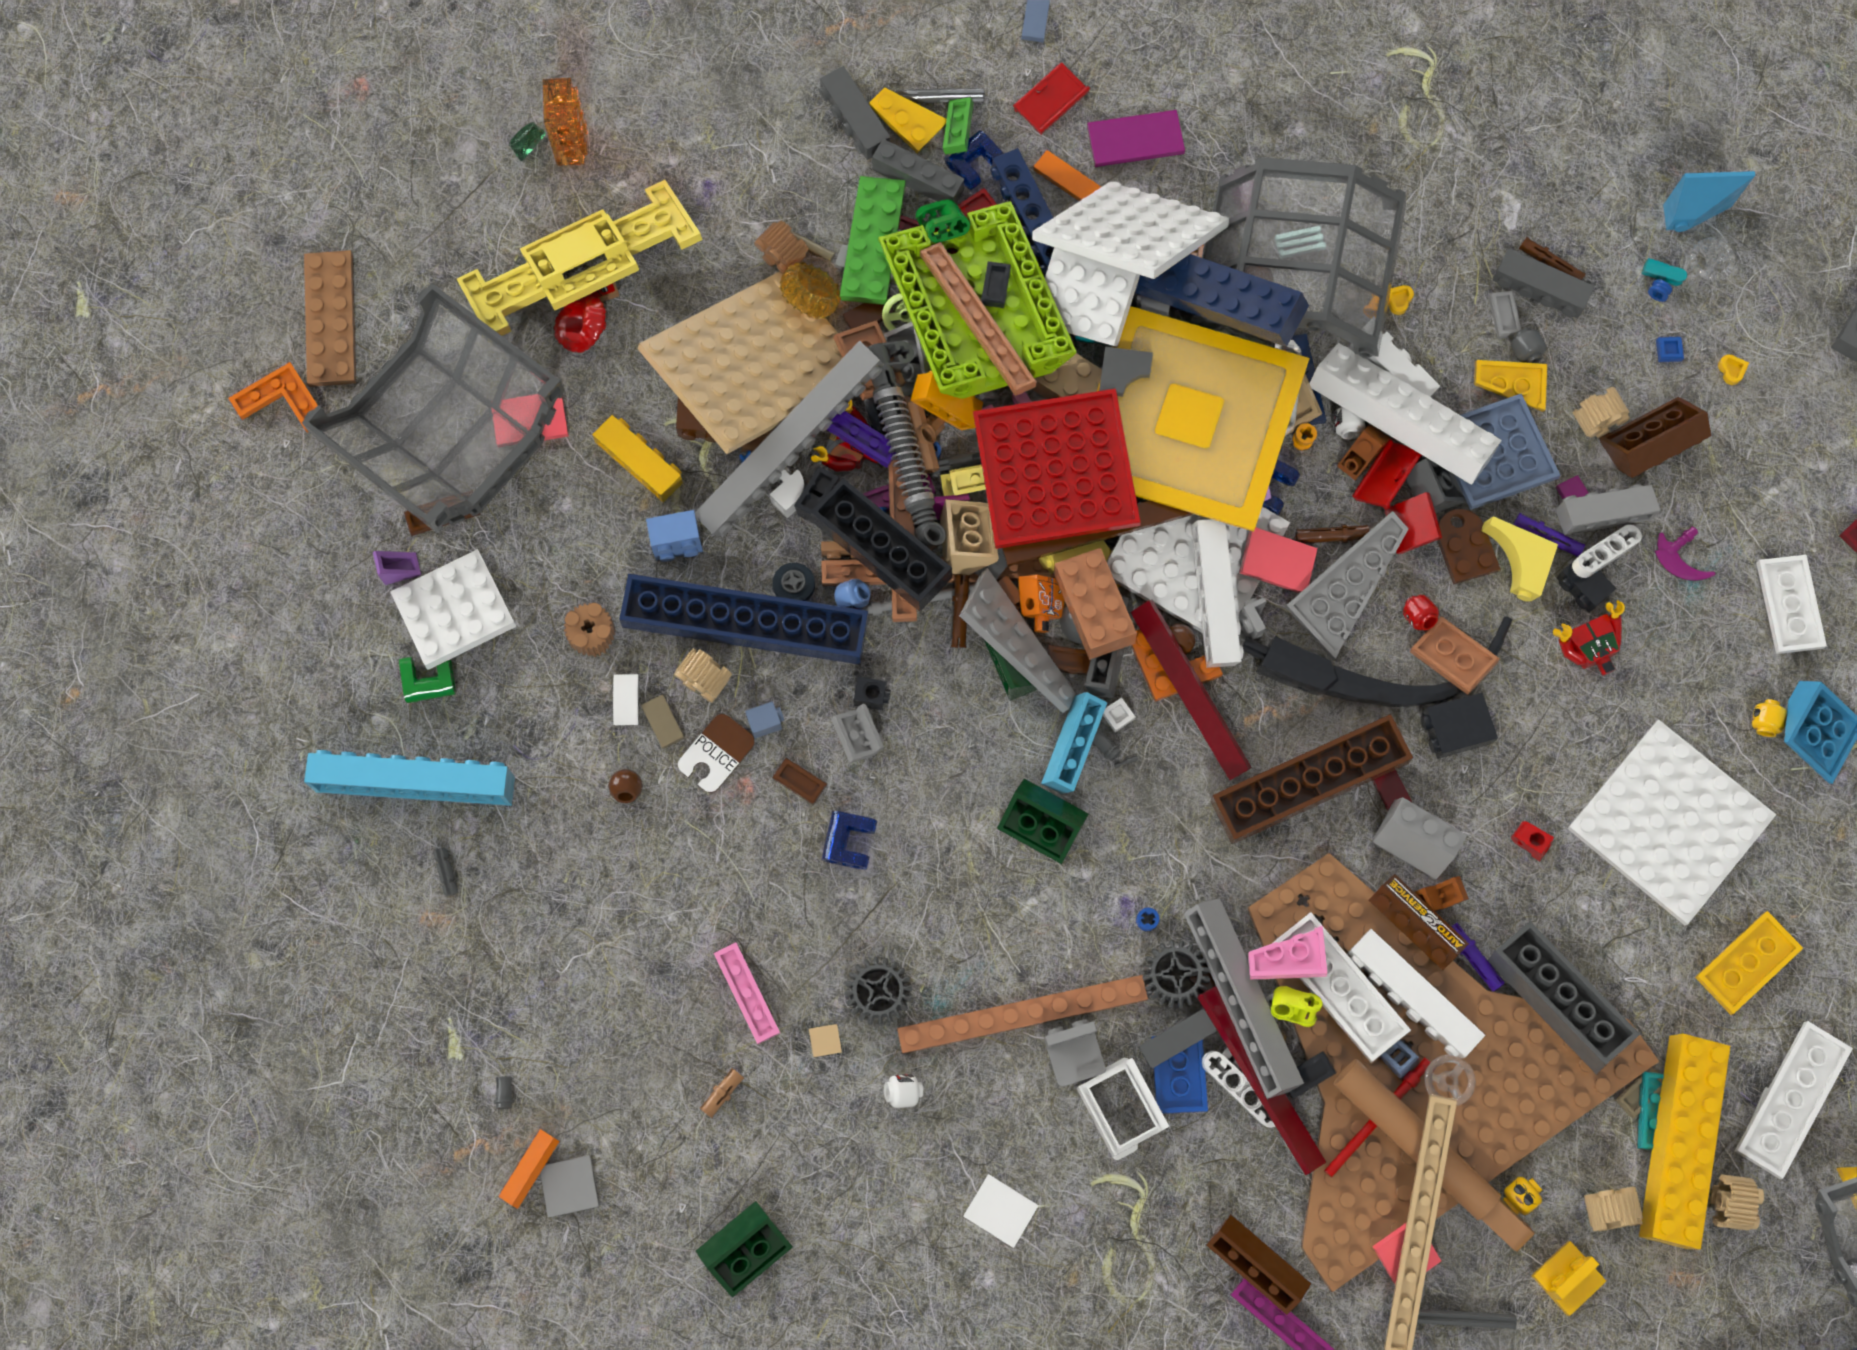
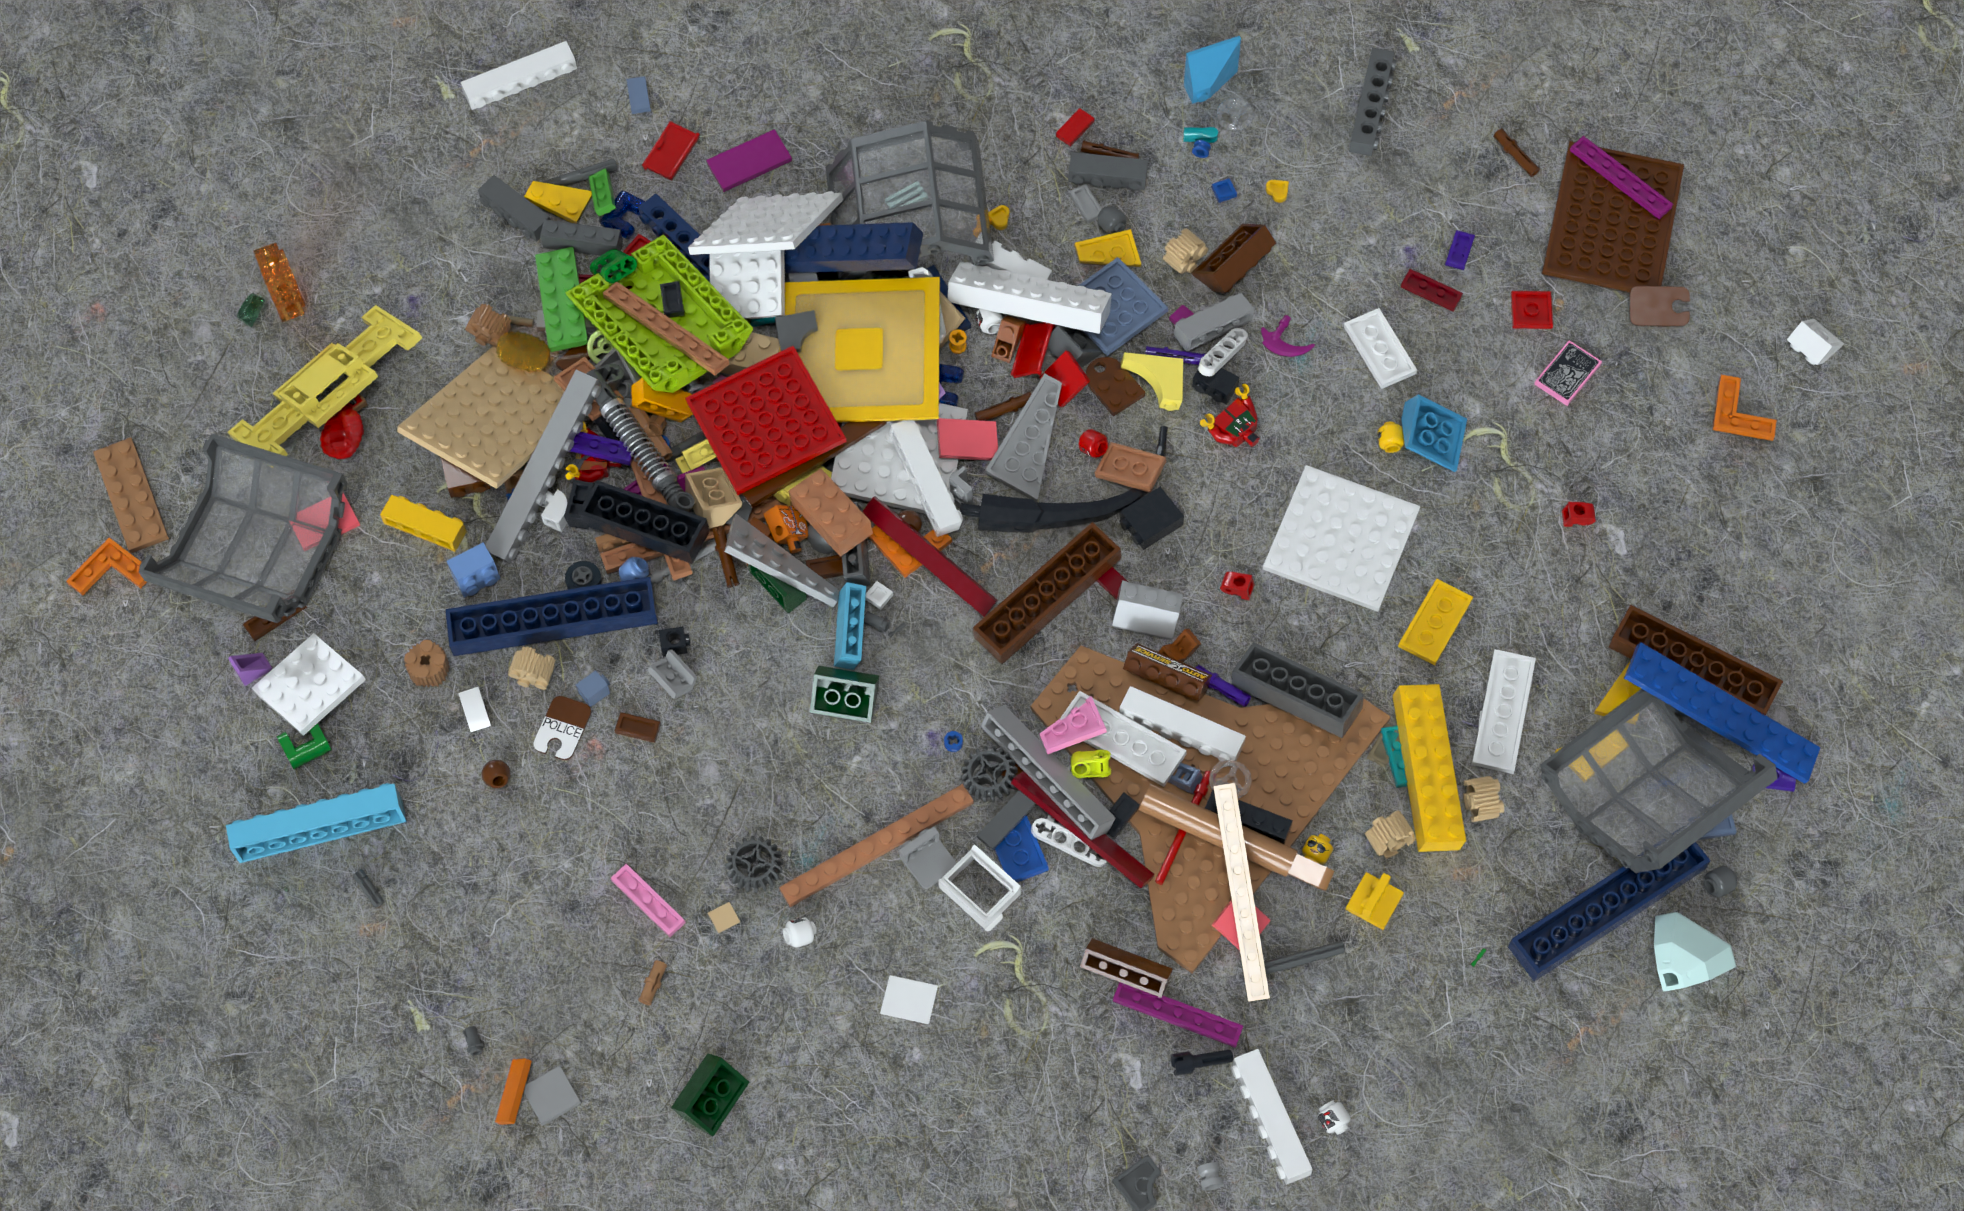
camera: 15 degrees left, 10 degrees down
(662, 721) = (510, 717): dark tan tile -> none
(837, 839) = (682, 758): clear blue connector -> none
(1065, 176) = (700, 205): orange tile -> none
(1465, 1141) = (1259, 820): none -> black brick
(1521, 216) = (1075, 127): none -> red tile

